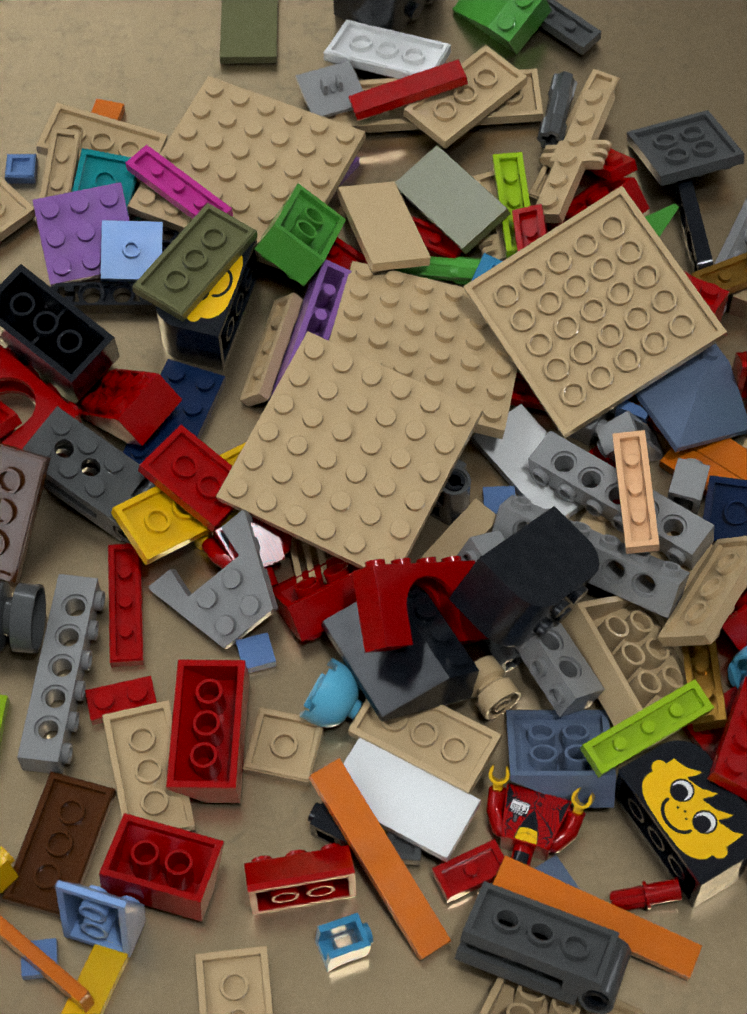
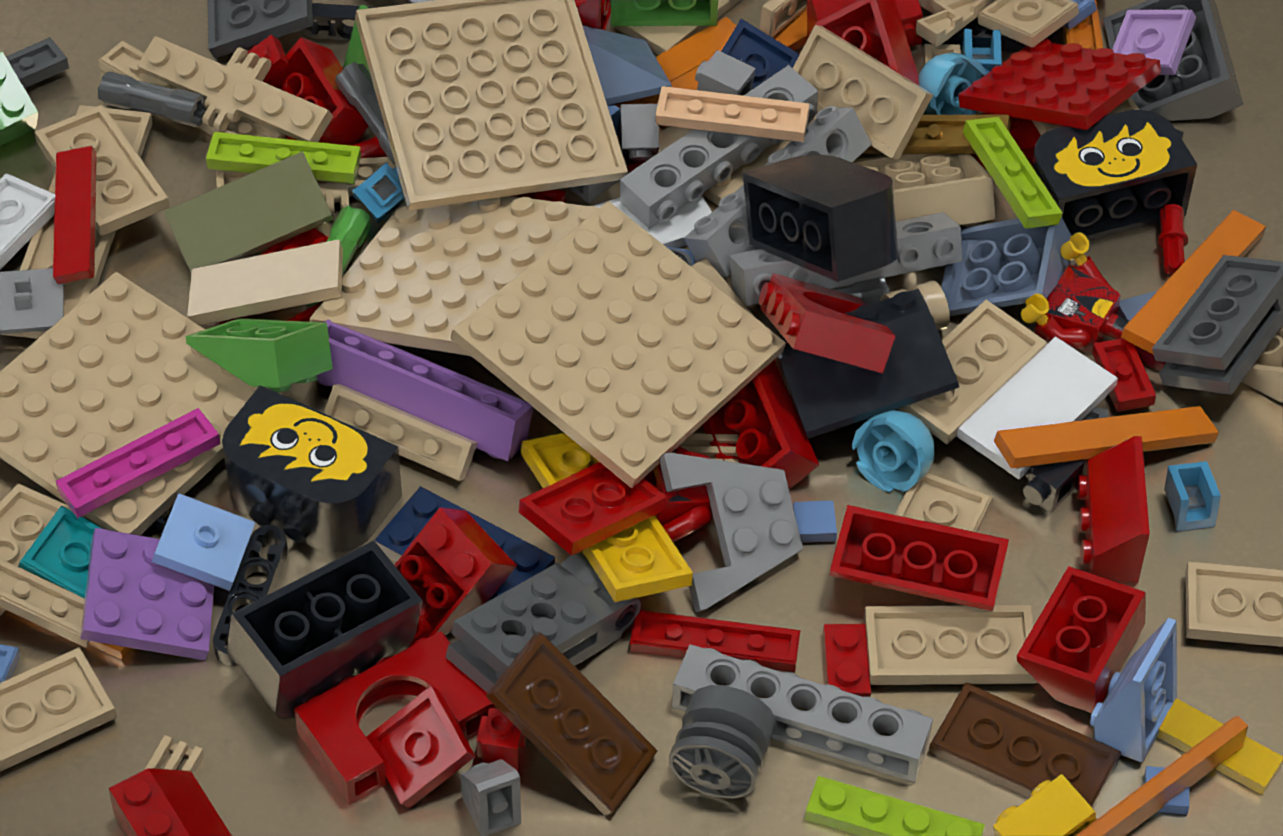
camera: 80 degrees left, 10 degrees down
(195, 262) = (279, 448): olive tile -> none
(529, 224) = (348, 138): red plate -> none

